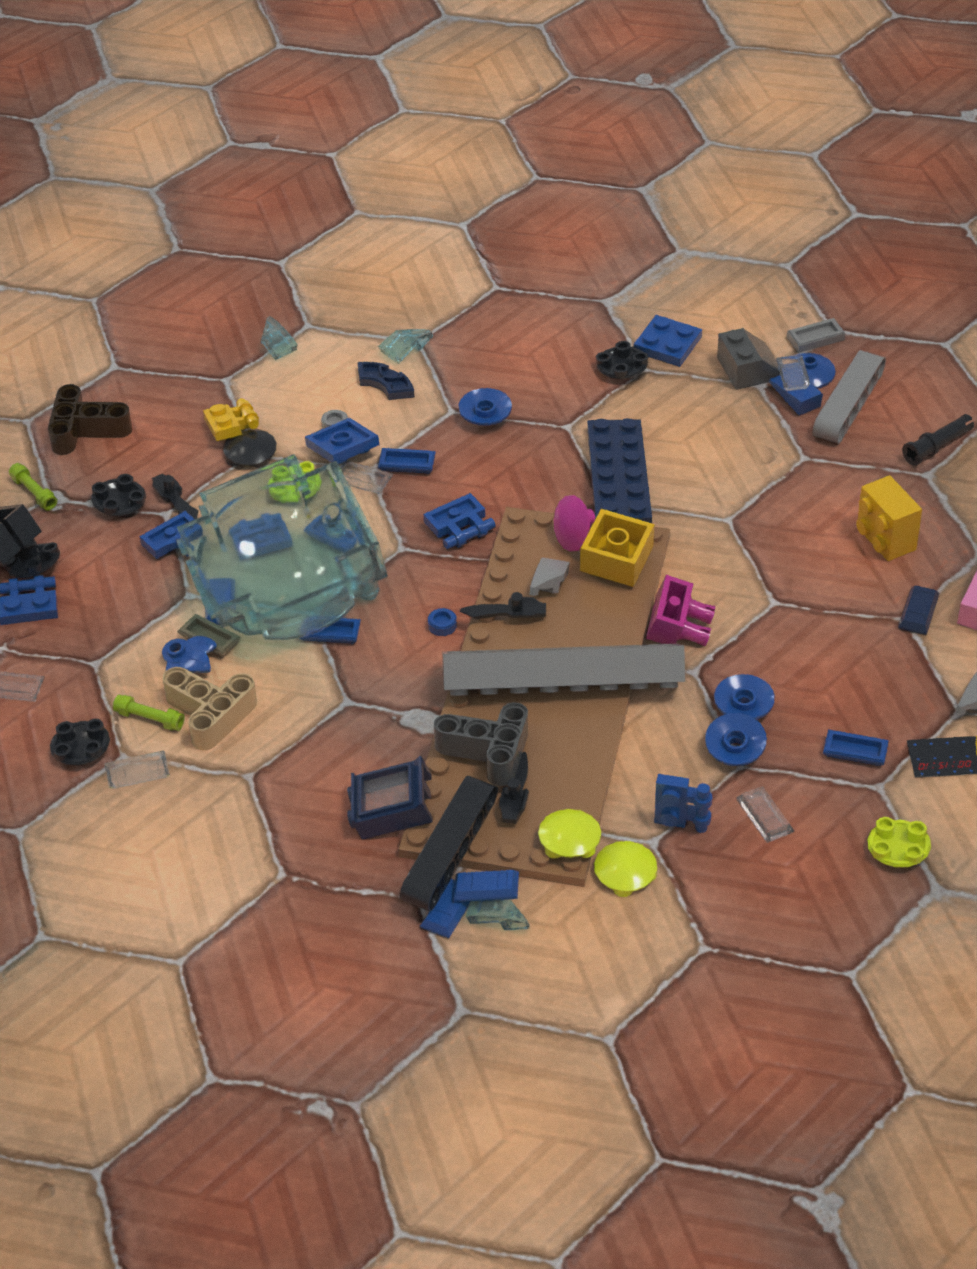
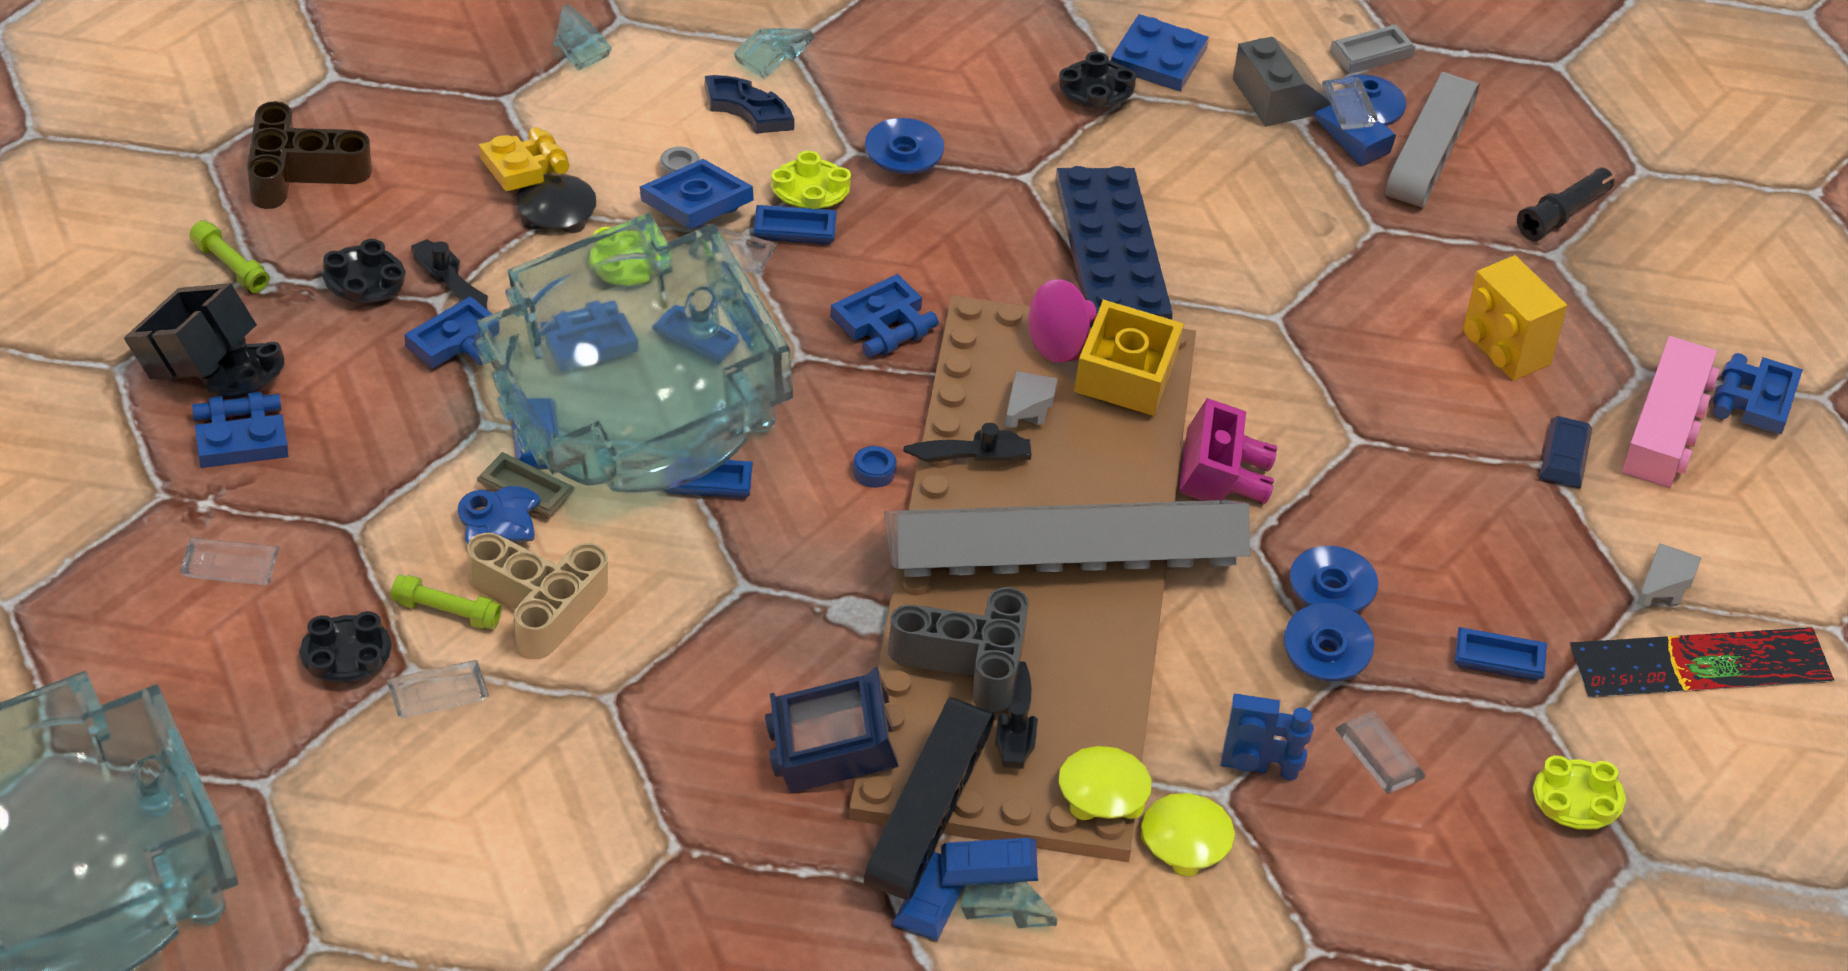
camera: 10 degrees left, 0 degrees up
(420, 432) = (811, 182): none -> neon yellow dish

